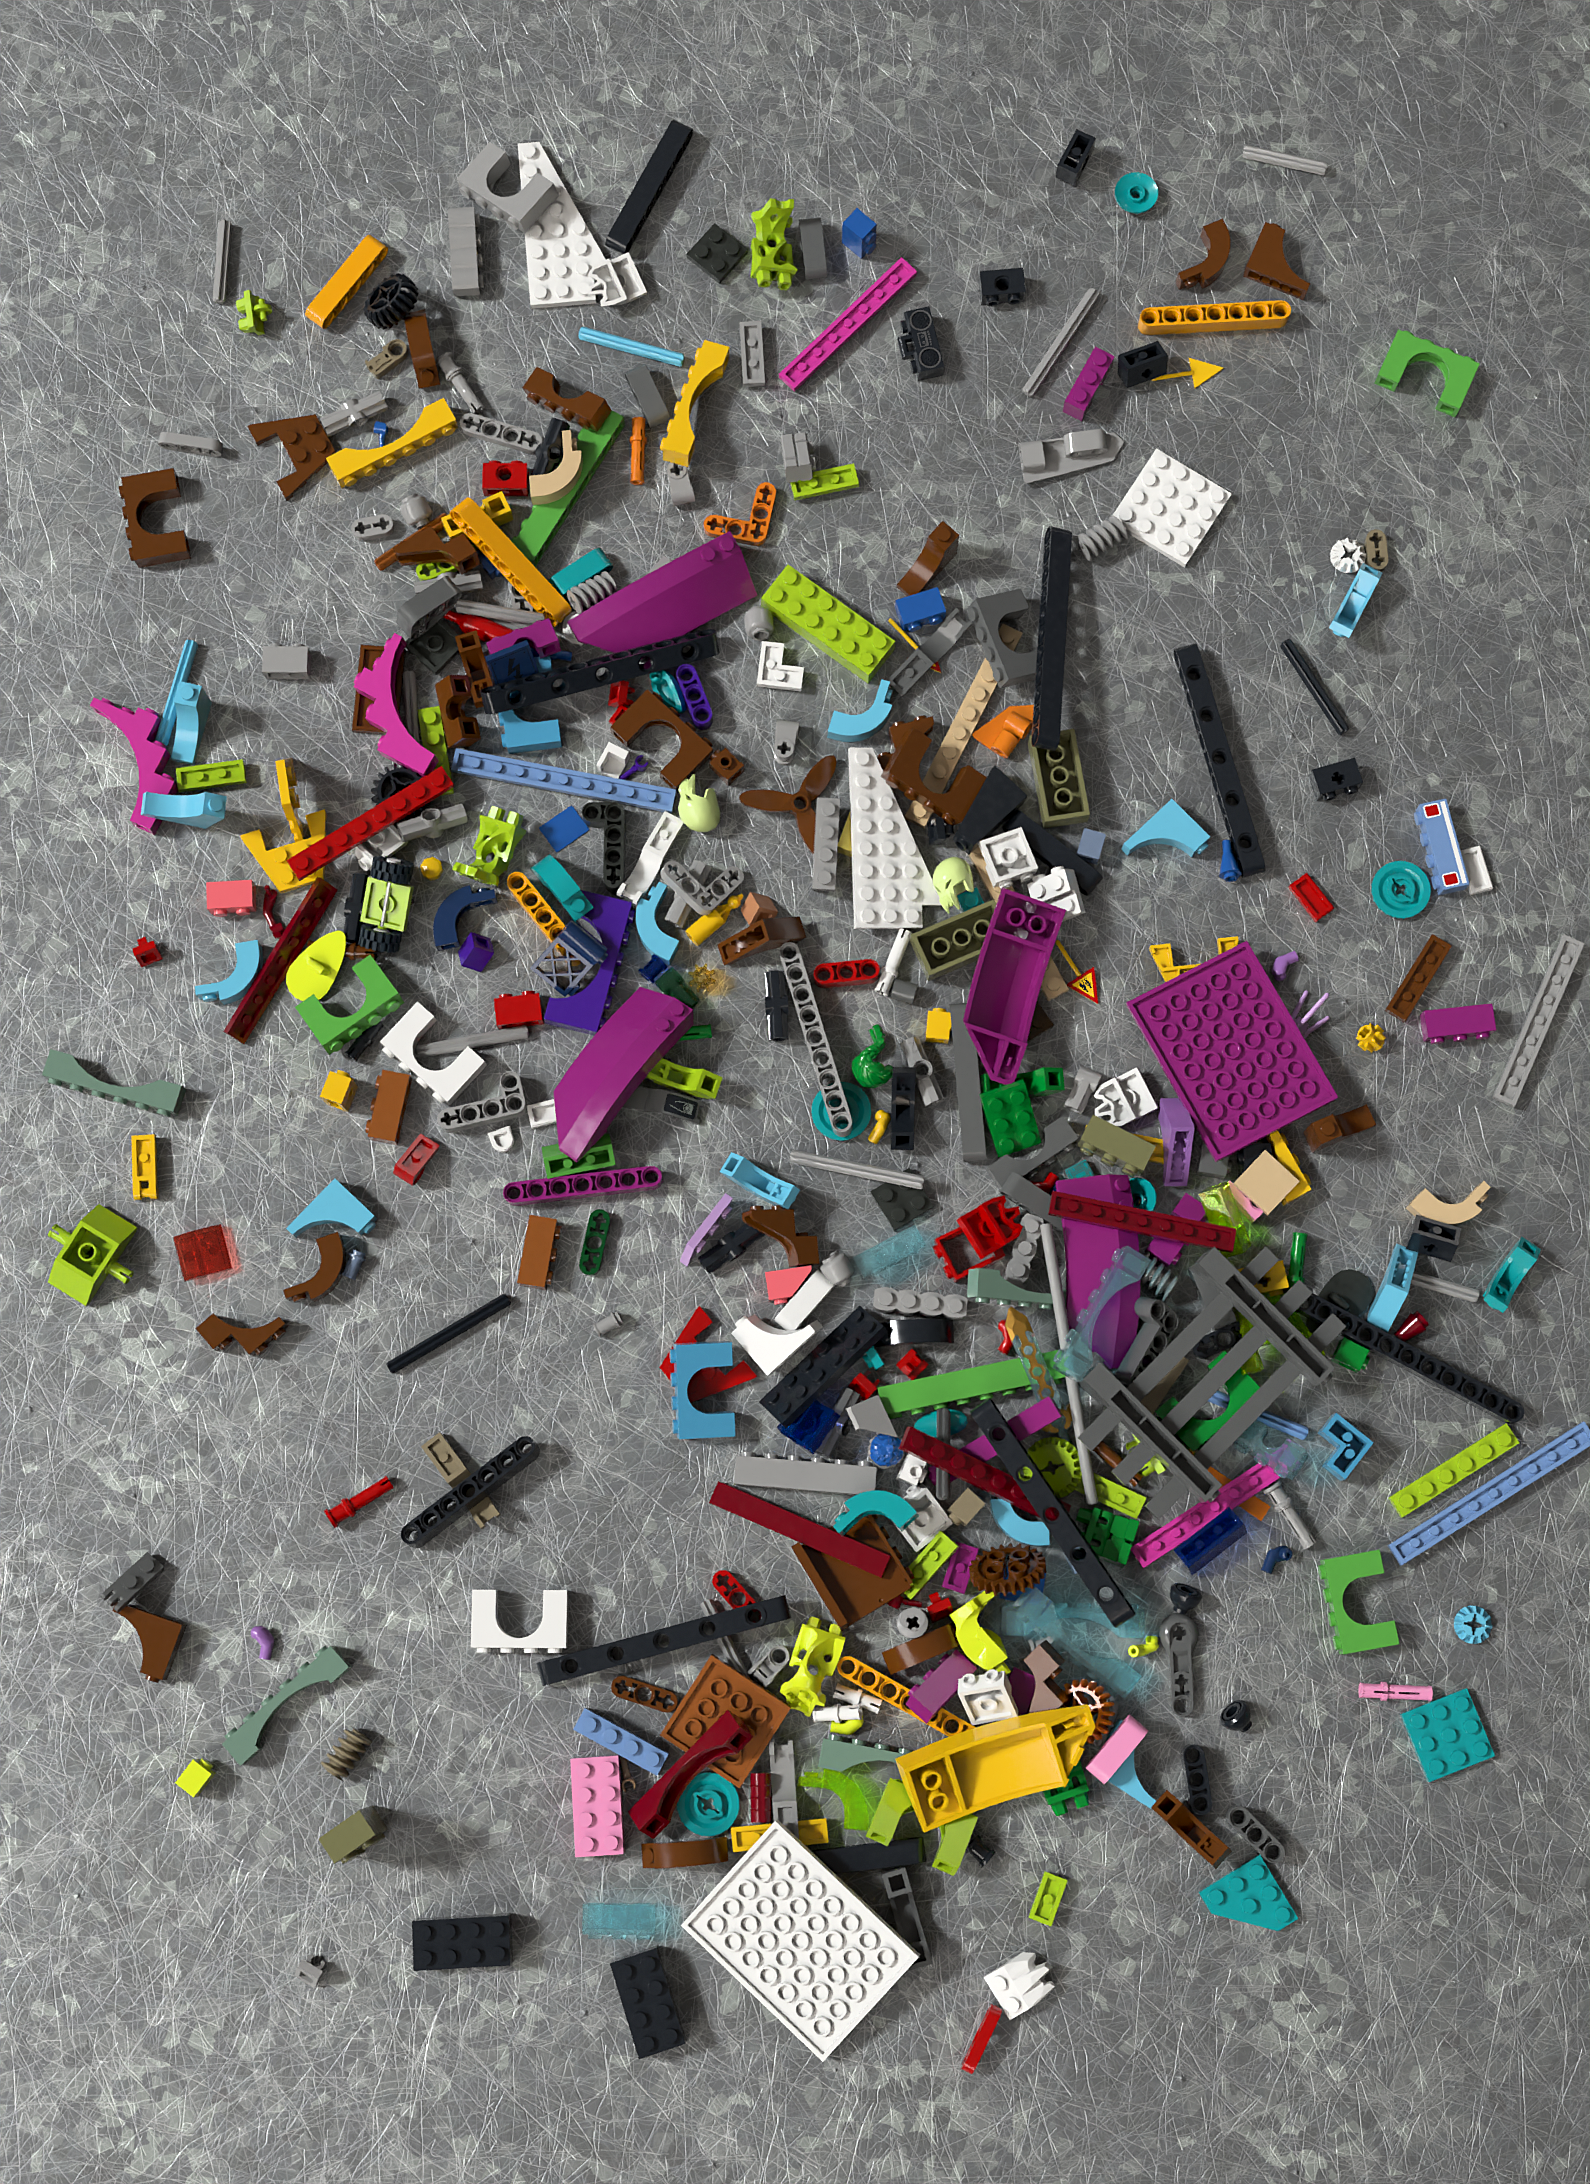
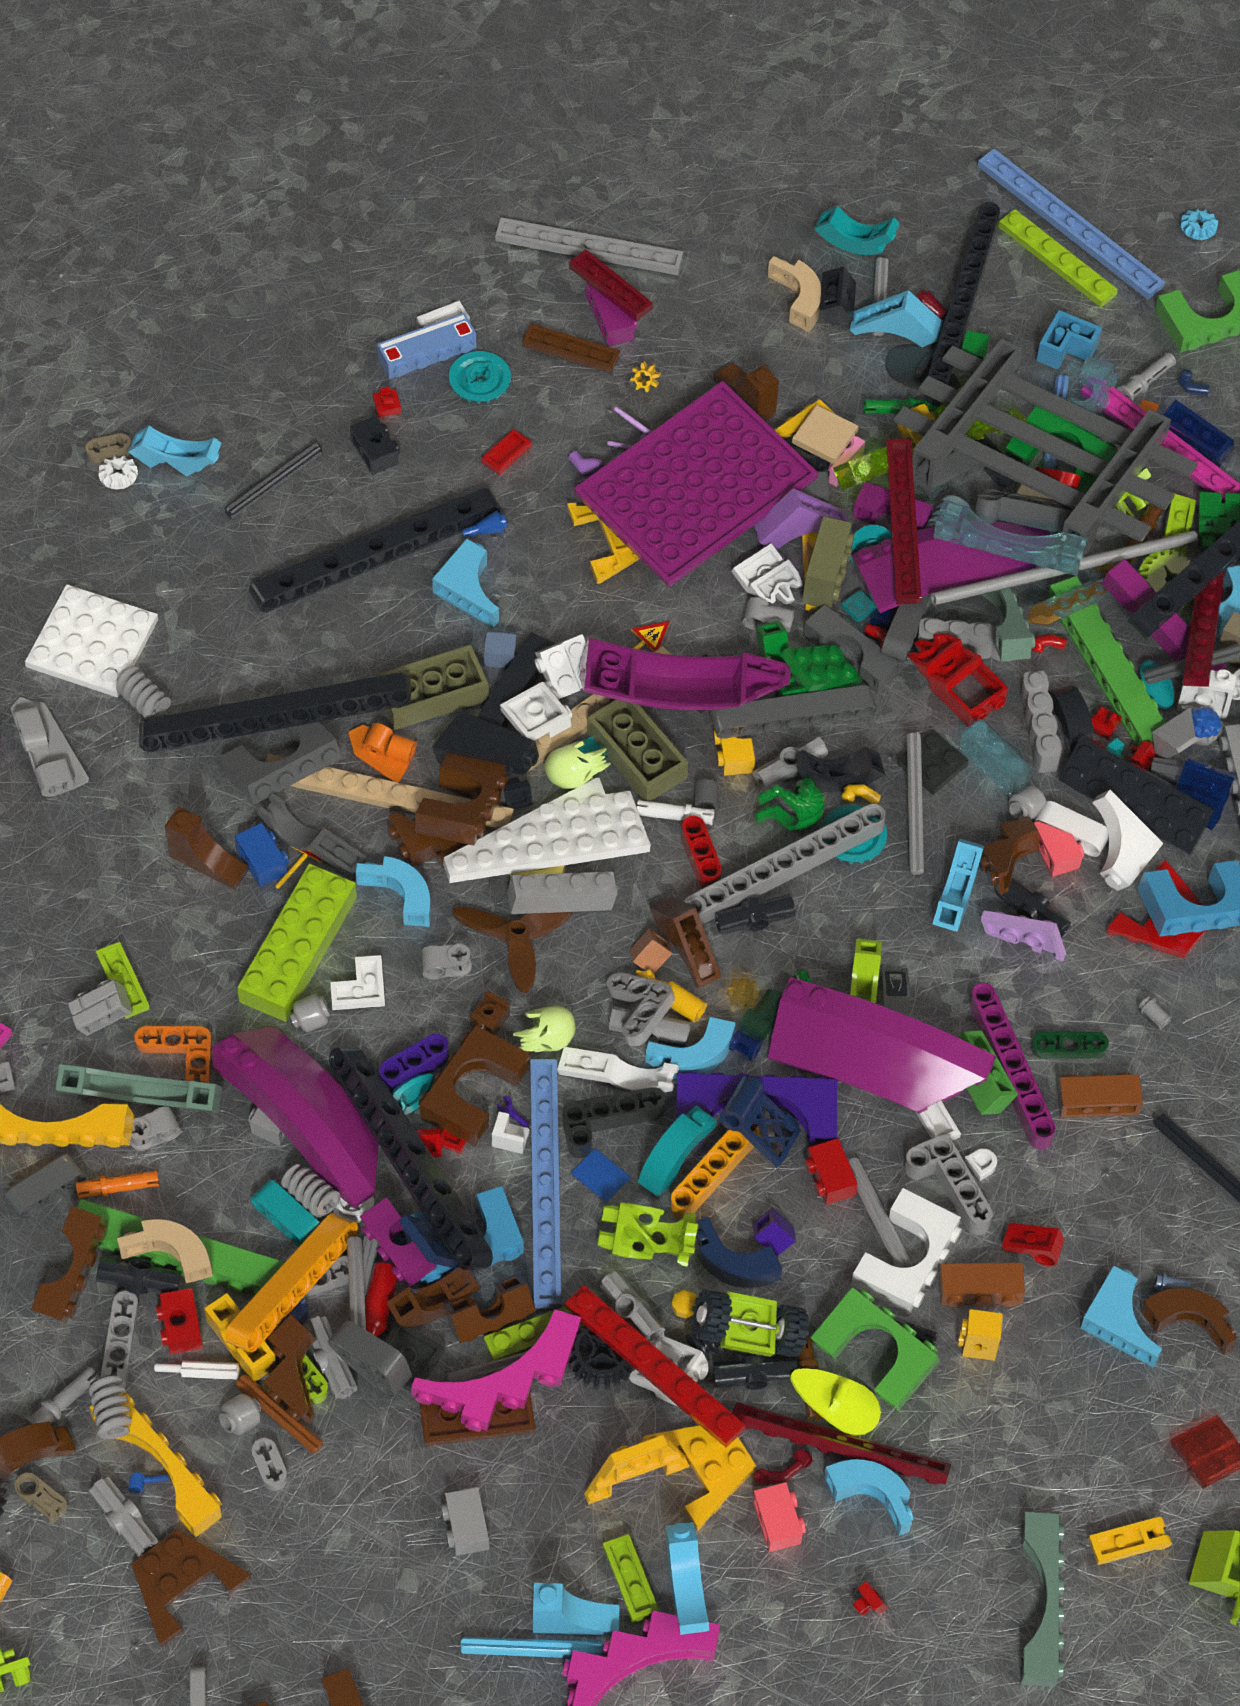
camera: 105 degrees left, 20 degrees down
(433, 408) = (109, 1407): none -> light grey piece
(465, 483) = (202, 1369): none -> white axle
(696, 513) = (139, 1089): none -> sand green arch
(1176, 1387) = (1069, 479): none -> red beam
(1385, 801) = (386, 402): none -> red tile
(1474, 1021) = (611, 285): none -> dark red plate

